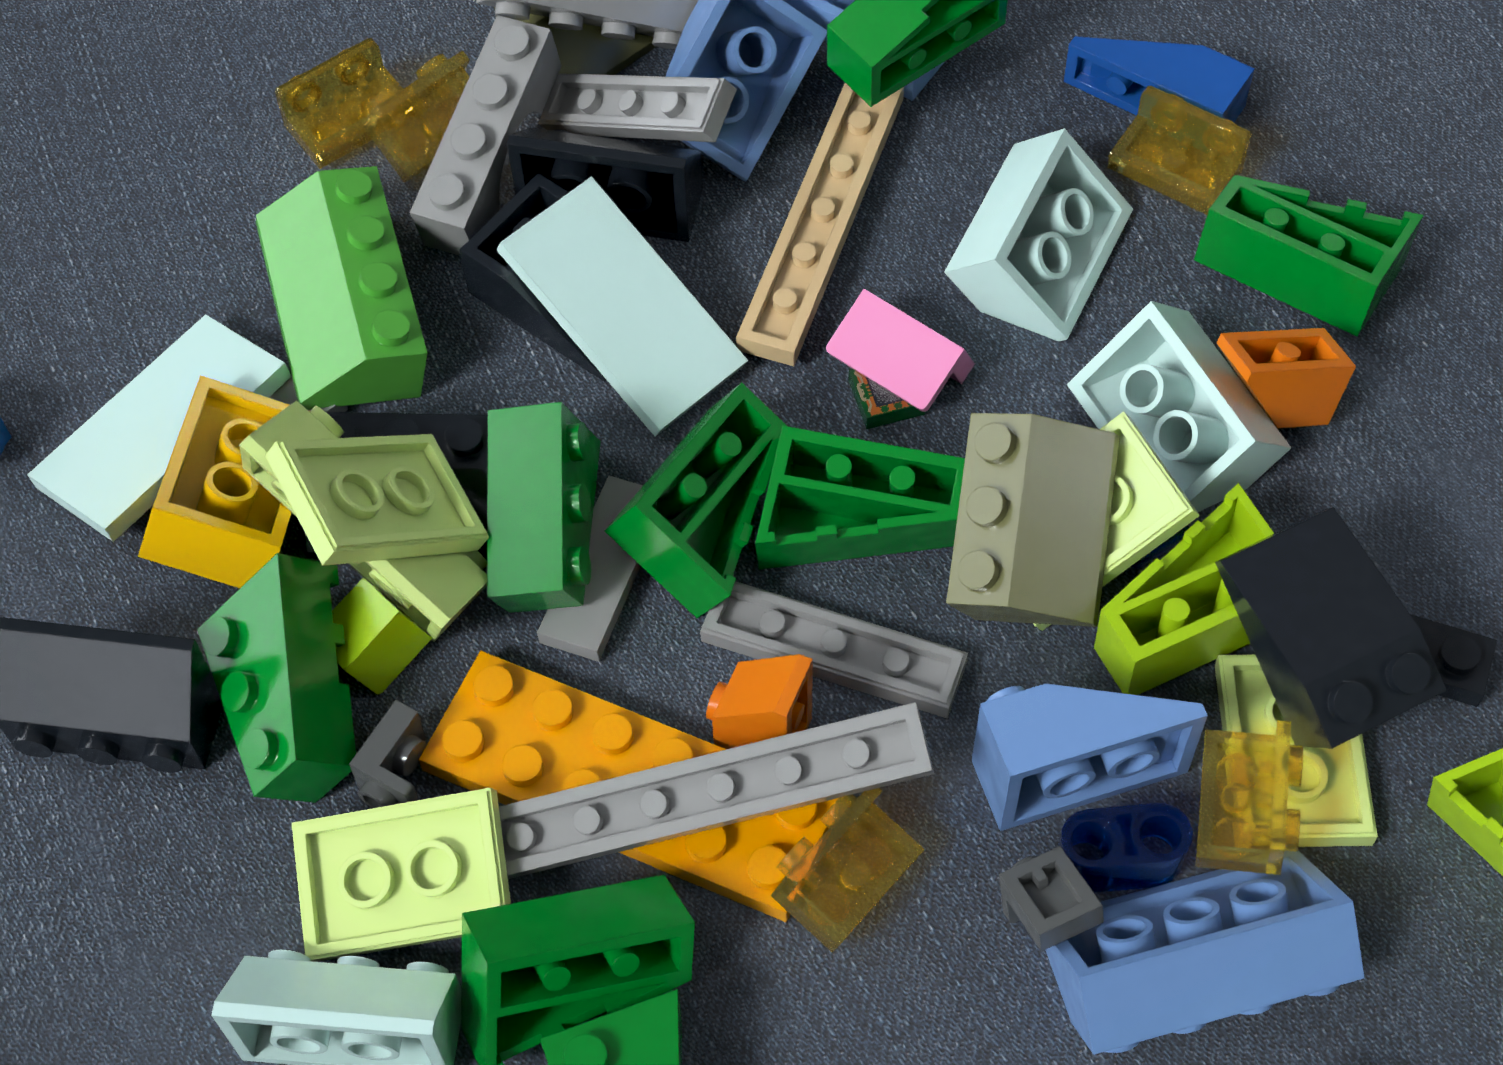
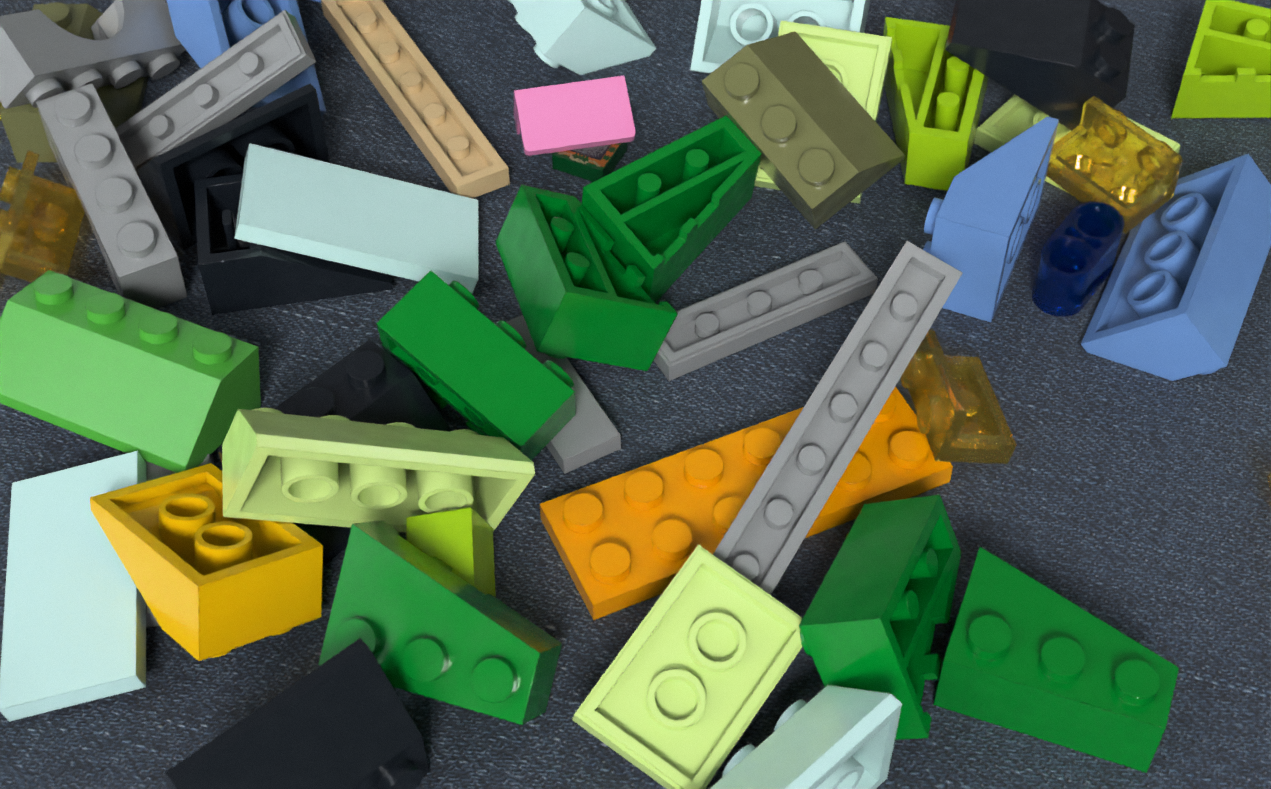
camera: 50 degrees left, 10 degrees down
(376, 497) = (384, 421): yellowish green tile -> none
(386, 755) = (586, 638): dark grey bracket -> none
(762, 701) = (785, 353): orange slope -> none
(1049, 898) = (1088, 308): dark grey bracket -> none

